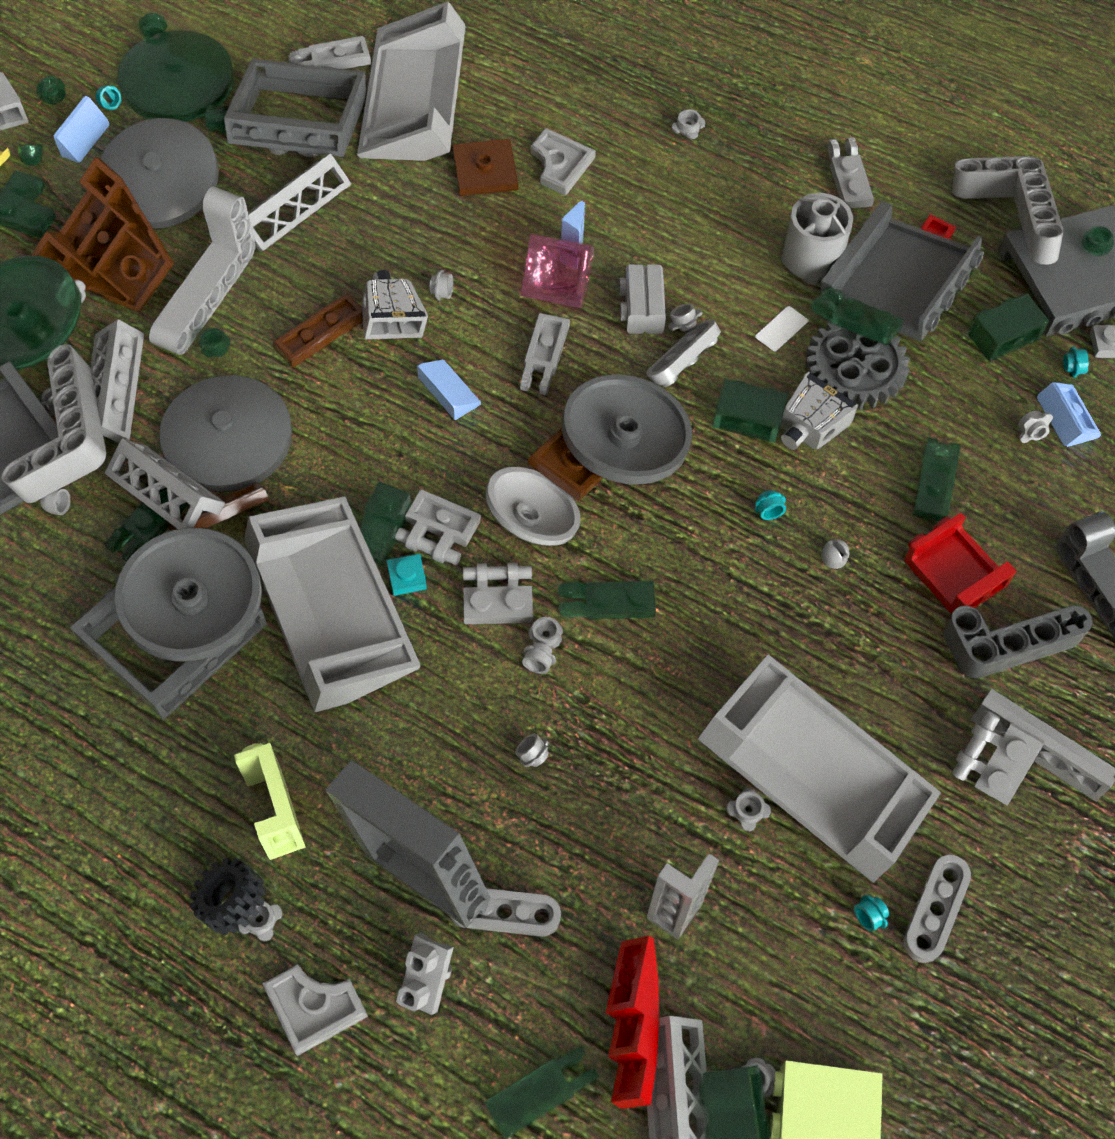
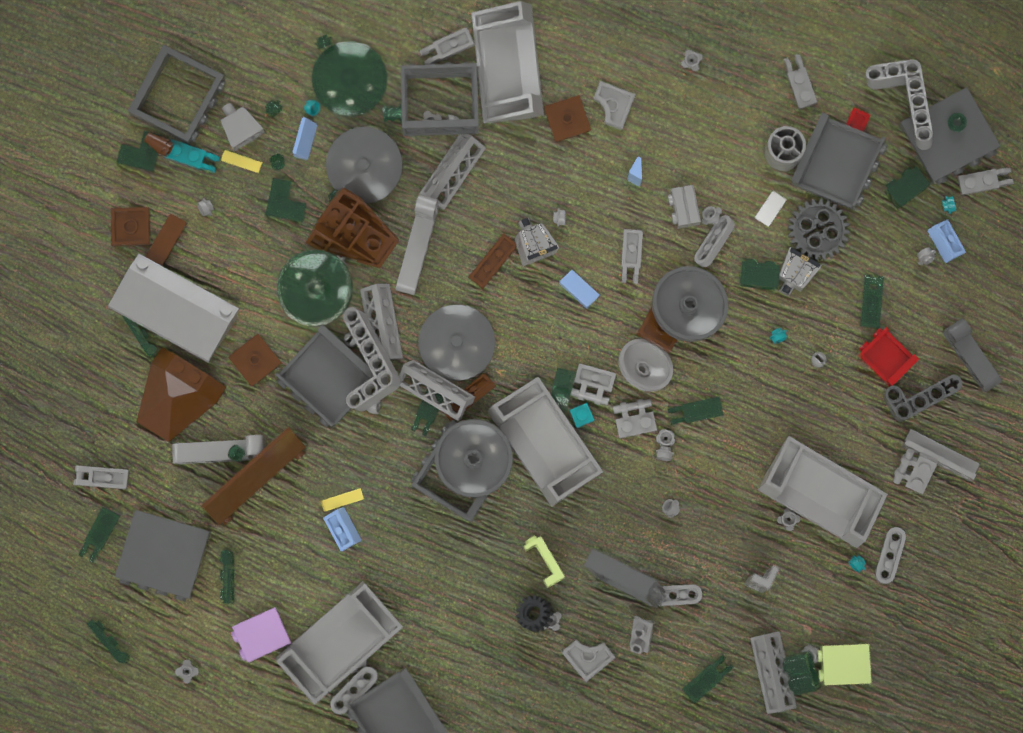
camera: 10 degrees left, 20 degrees up
(211, 337) = (428, 284): clear green plate -> none
(557, 270) = (630, 201): clear pink brick -> none
(636, 1030) = (748, 643): red slope -> none
(857, 316) = (815, 202): clear green hinge -> none

